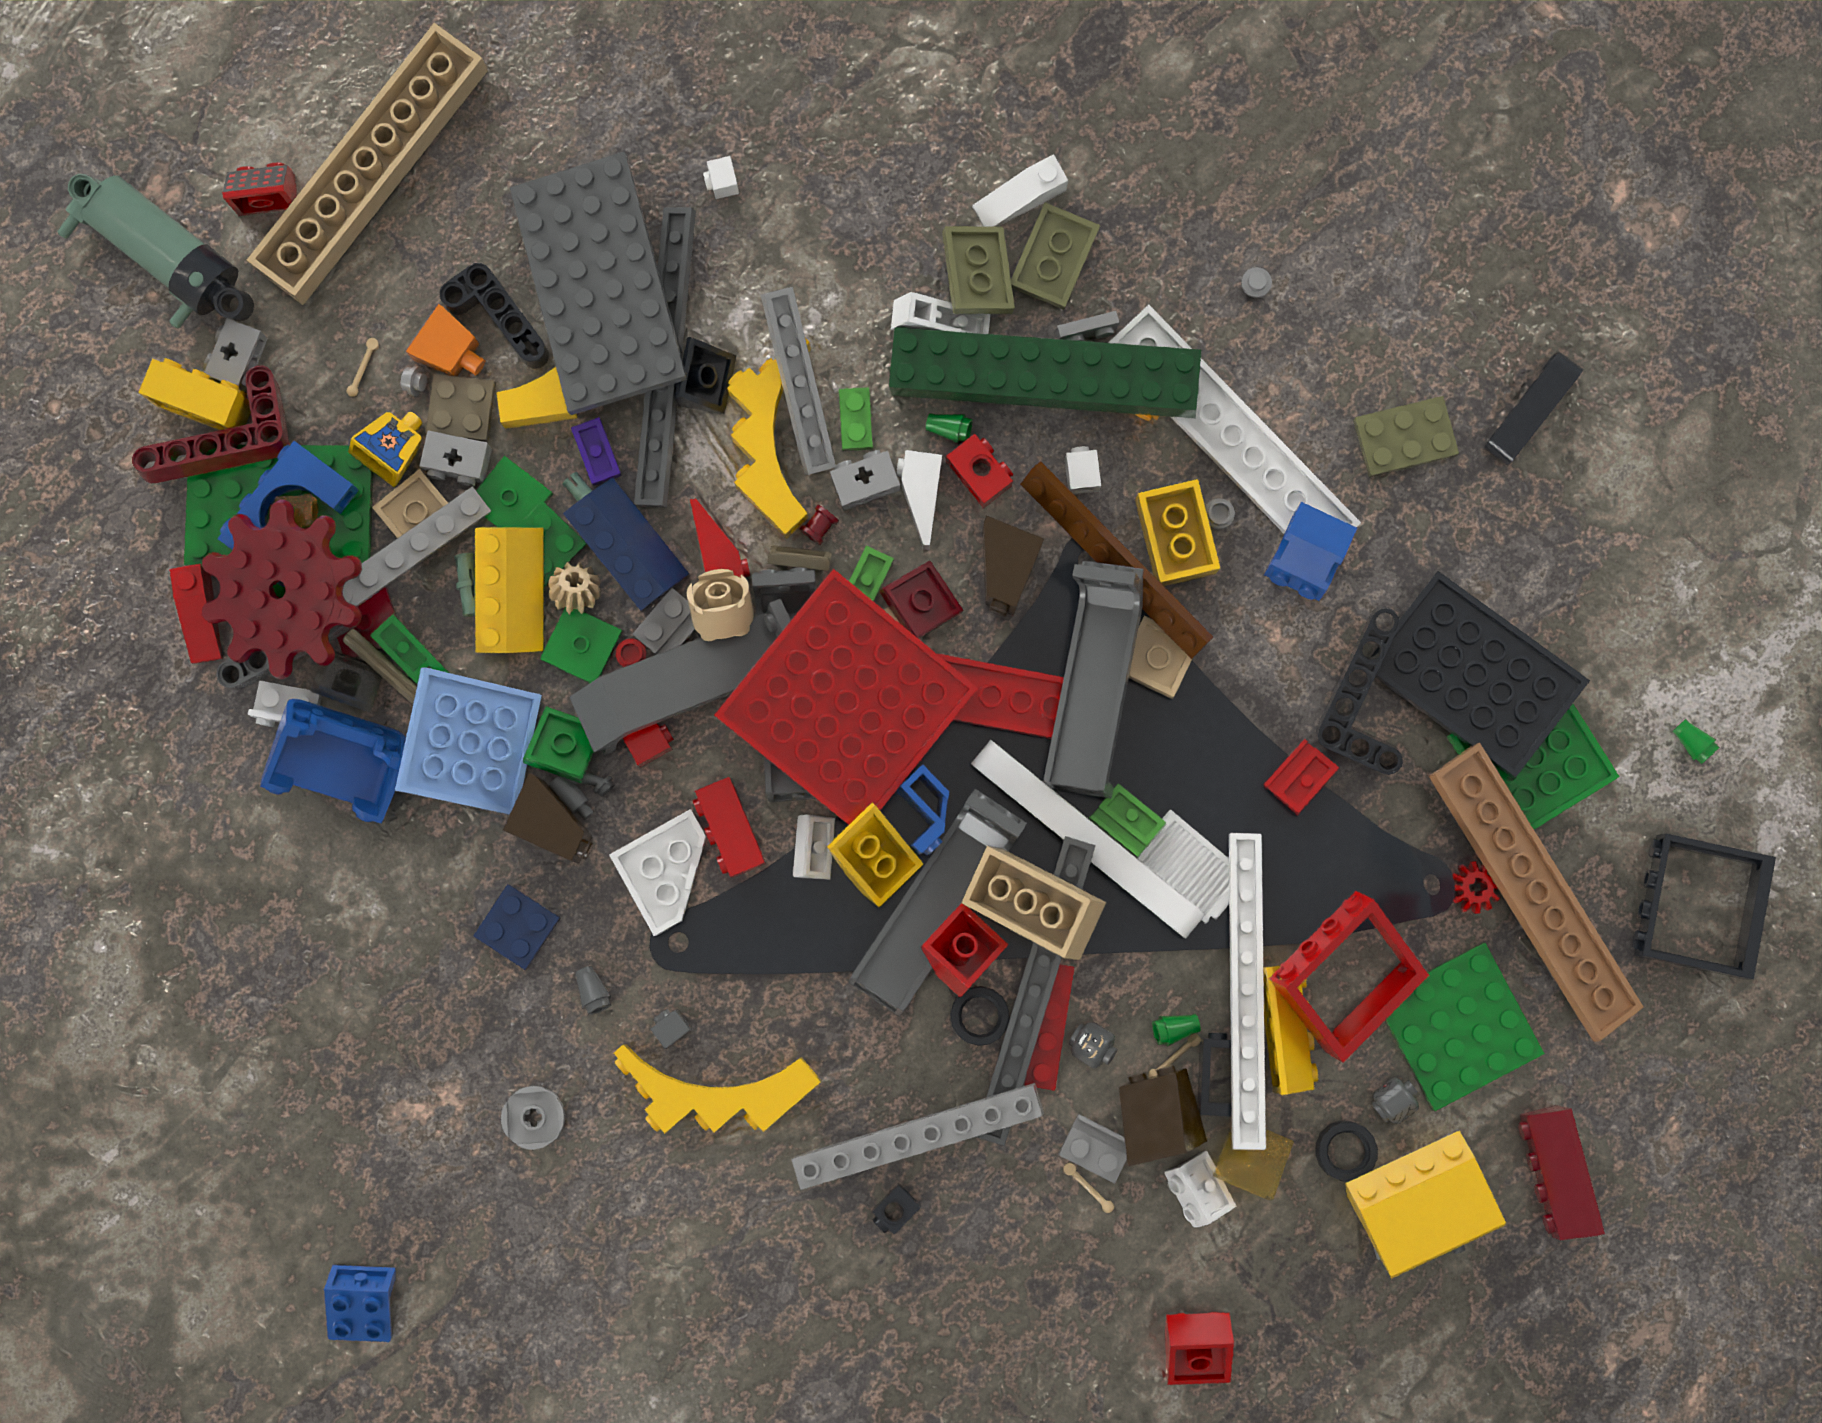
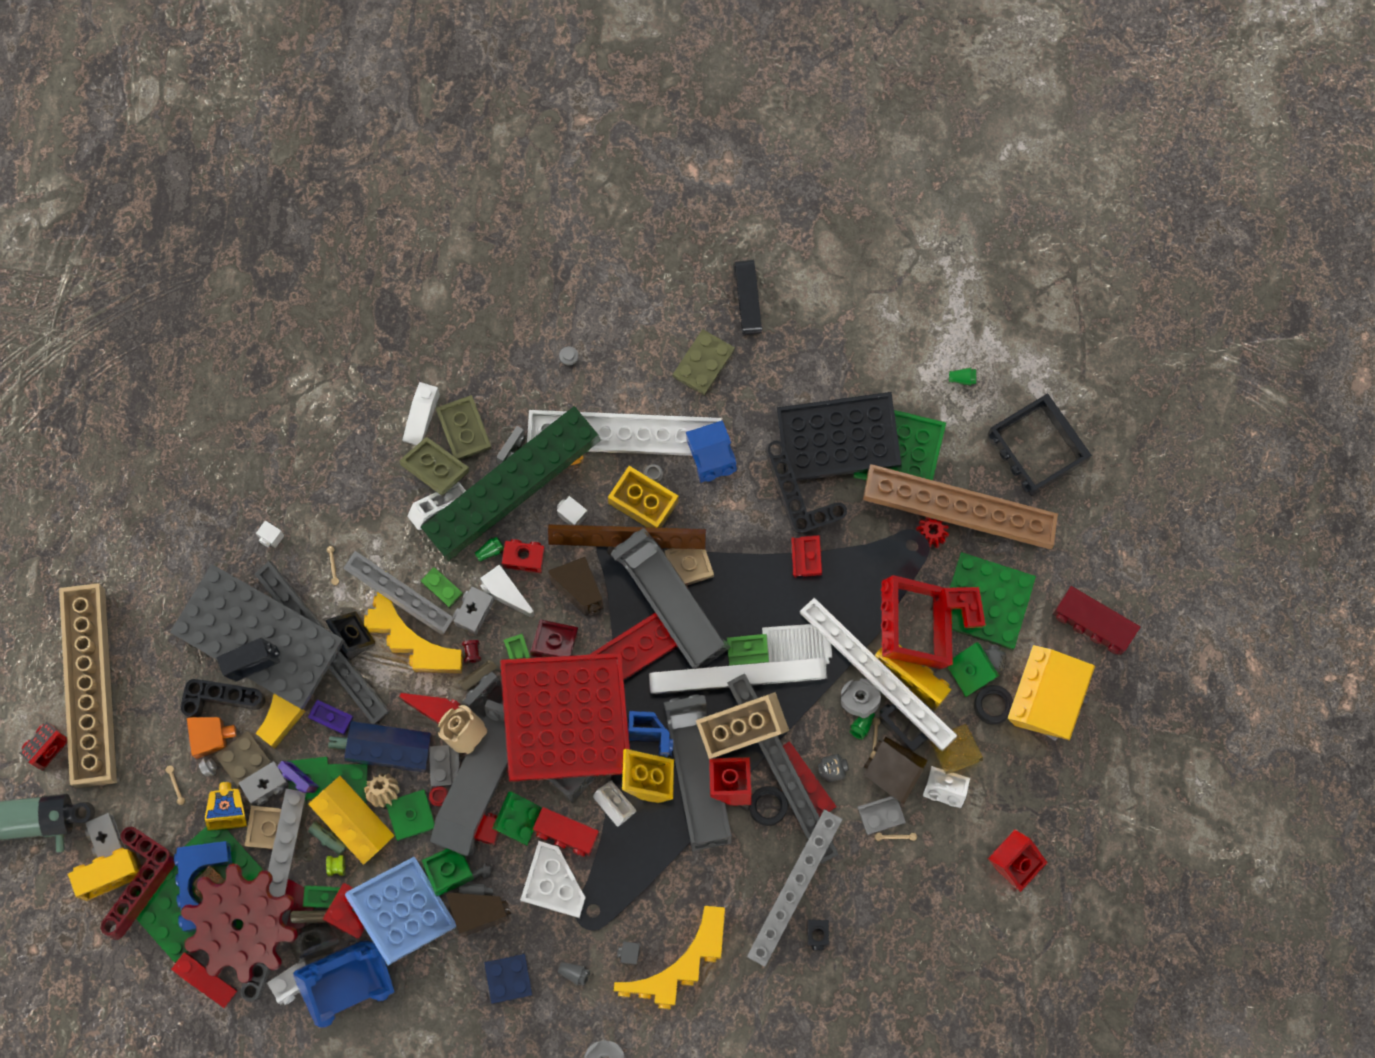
camera: 45 degrees left, 10 degrees down
(400, 685) = (341, 916): none -> red plate
(448, 623) = (335, 865): none -> lime wheel
(496, 482) = (293, 773): none -> dark purple plate
(558, 302) = (248, 659): none -> black window
(690, 761) = (517, 818): none -> green plate
(745, 299) = (335, 581): none -> tan hinge
(1187, 1005) = (858, 707): none -> light grey plate
(1362, 1089) = (972, 669): none -> green plate
(1434, 1012) = (969, 601): none -> red plate

